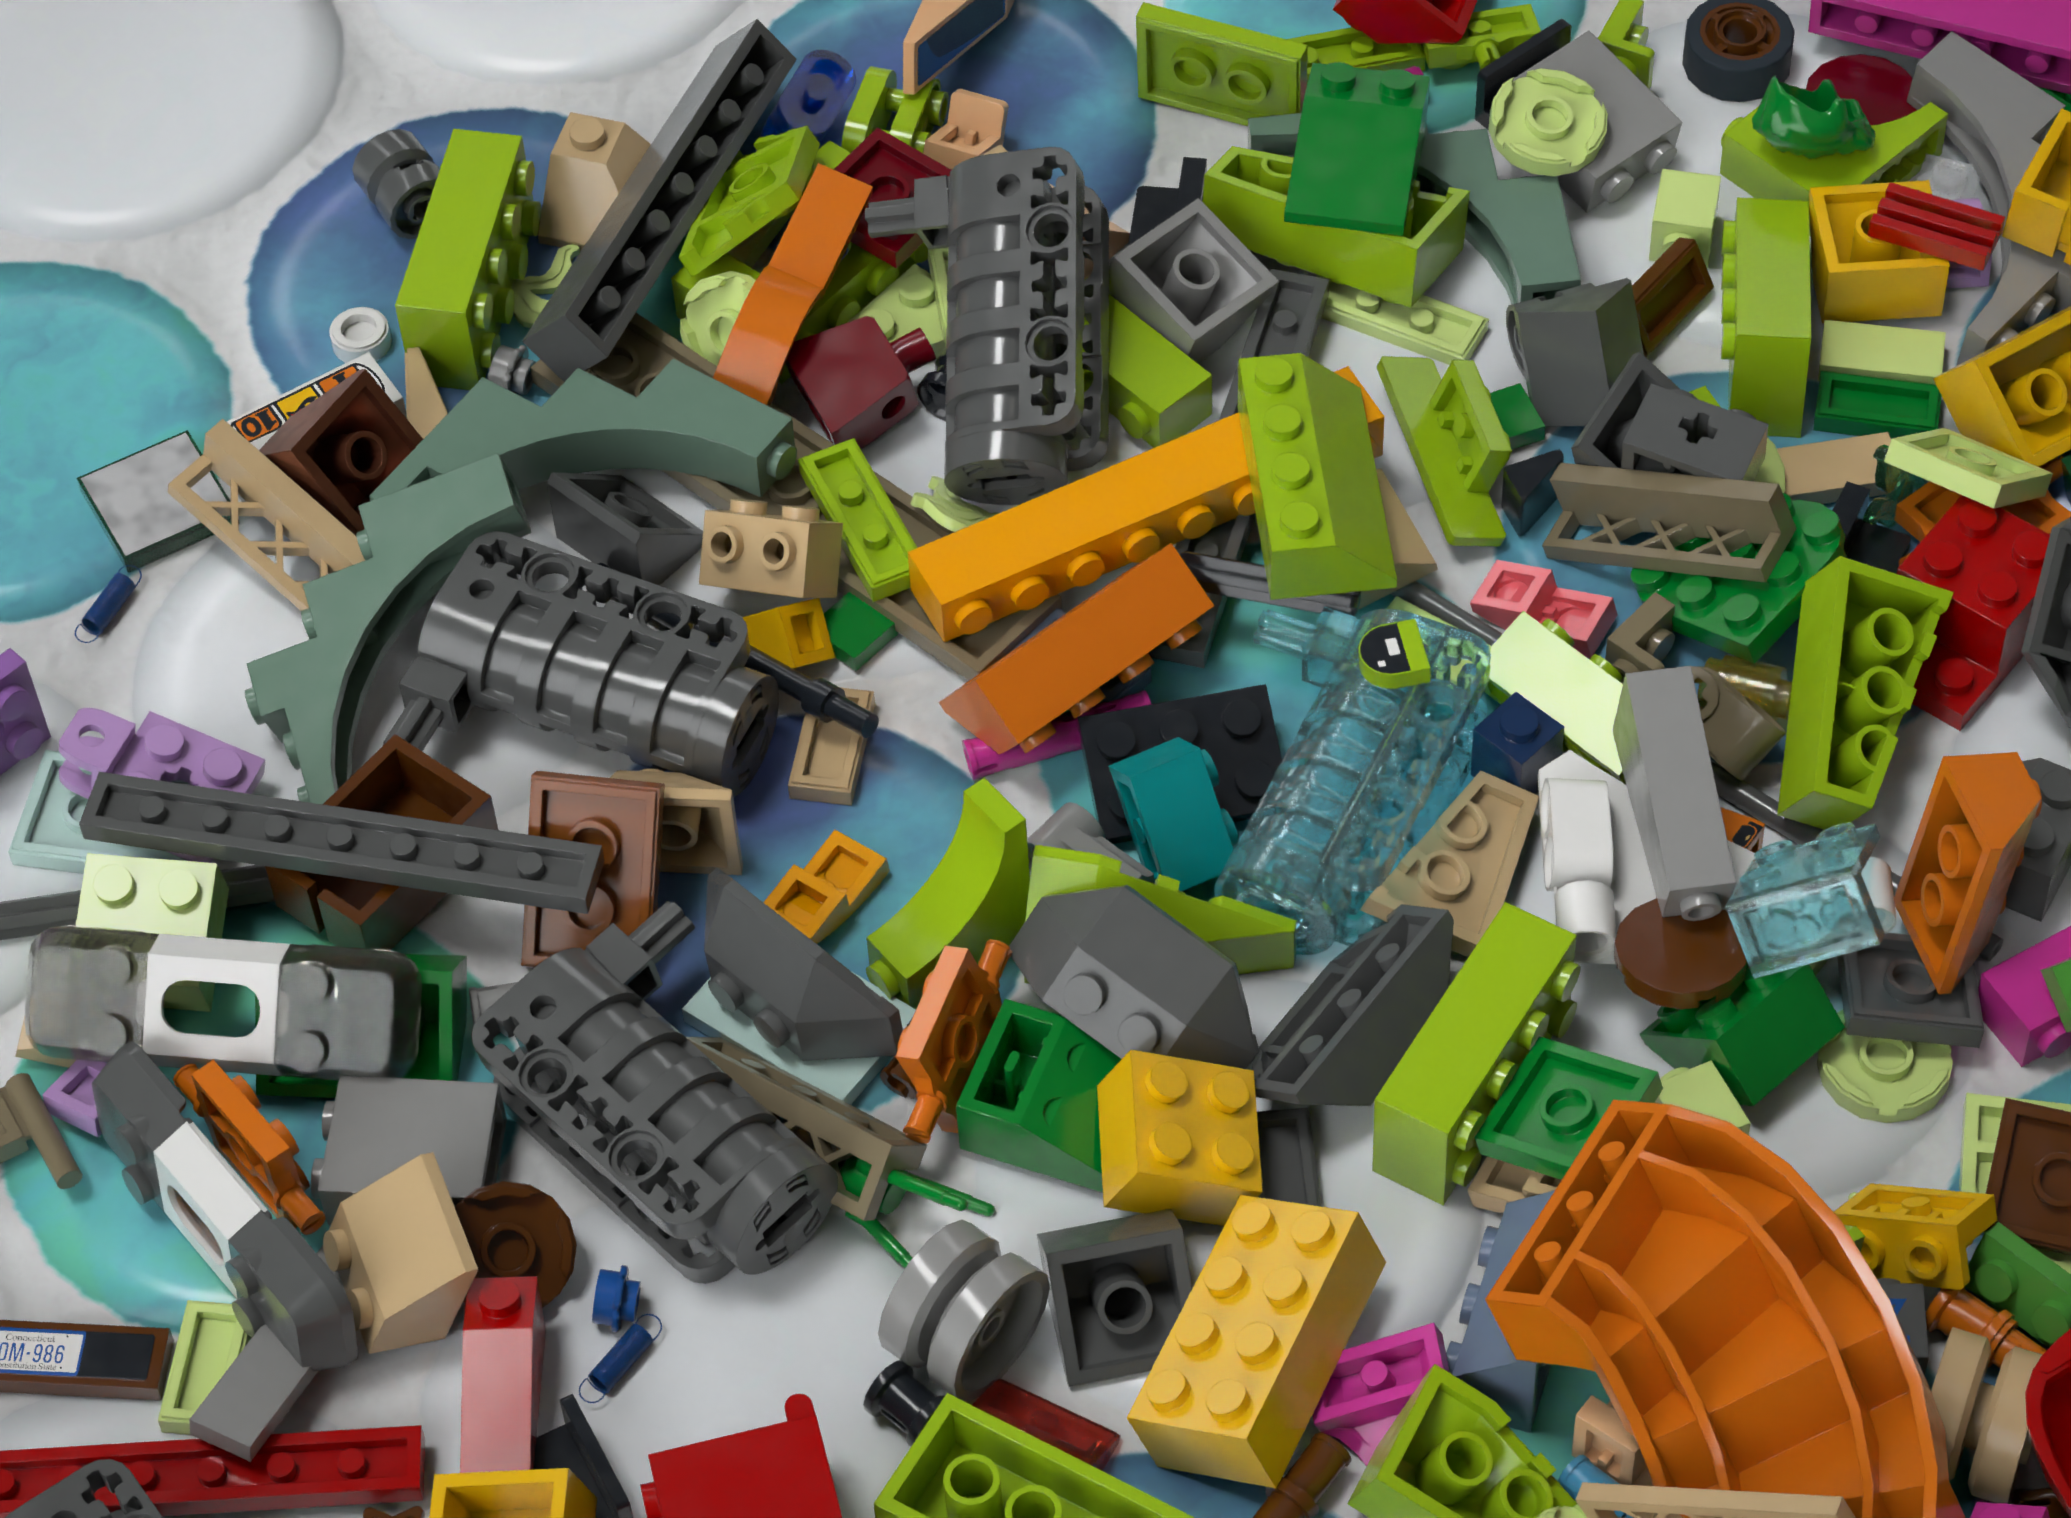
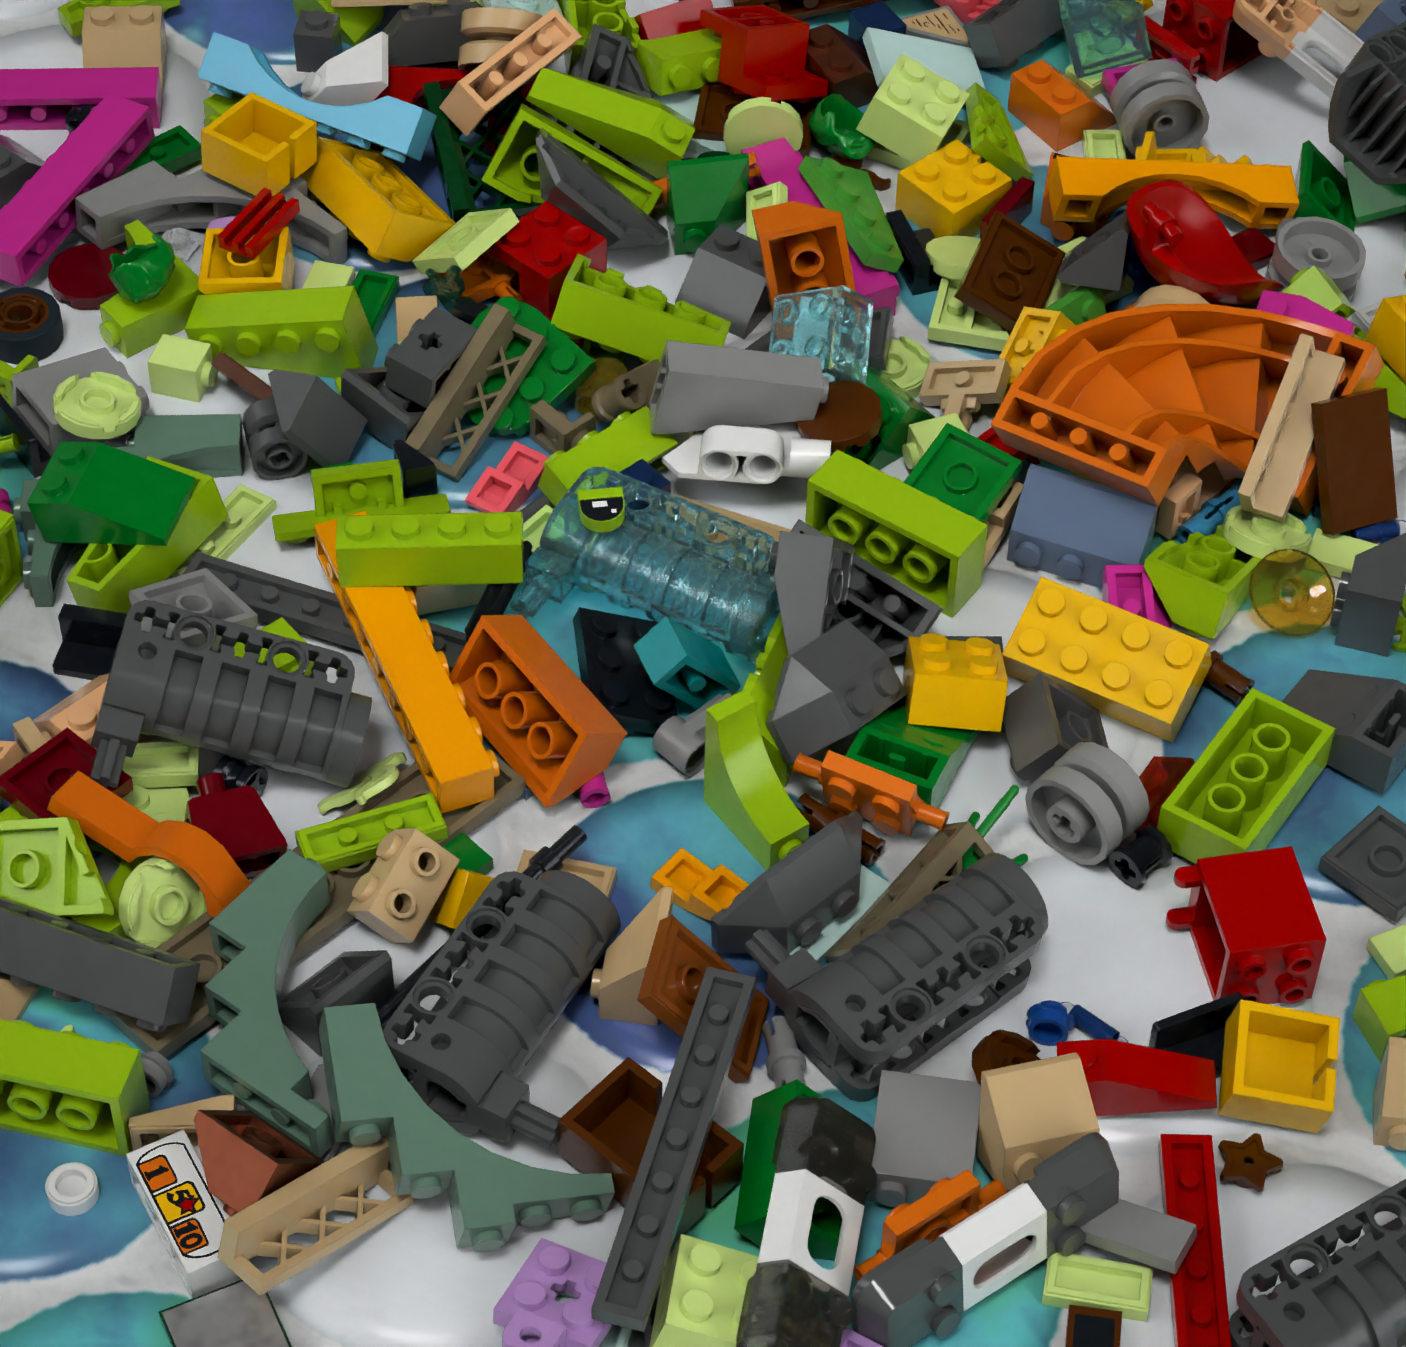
camera: 90 degrees left, 5 degrees down
(1296, 923) = (810, 583): none -> dark grey wedge
(1836, 1148) = (964, 386): none -> tan hinge

